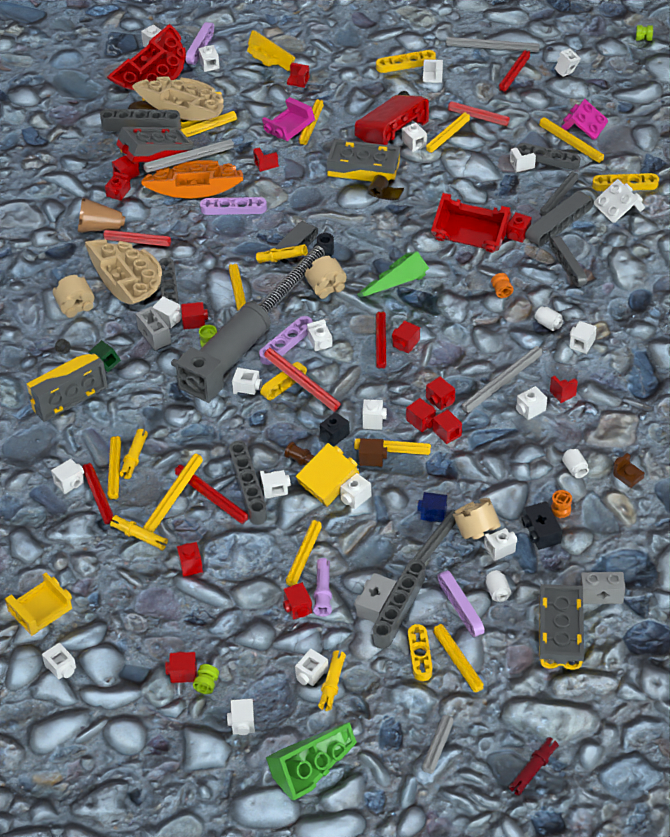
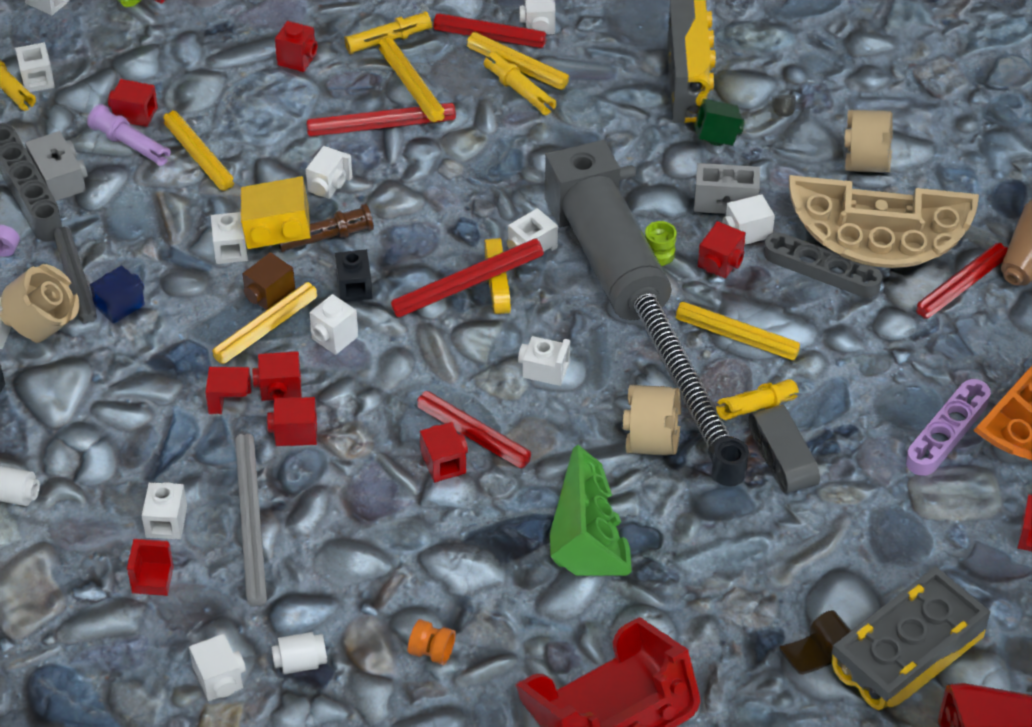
camera: 125 degrees right, 0 degrees up
(248, 482) = (369, 153): dark grey beam -> none
(283, 338) = (577, 327): lavender beam -> none

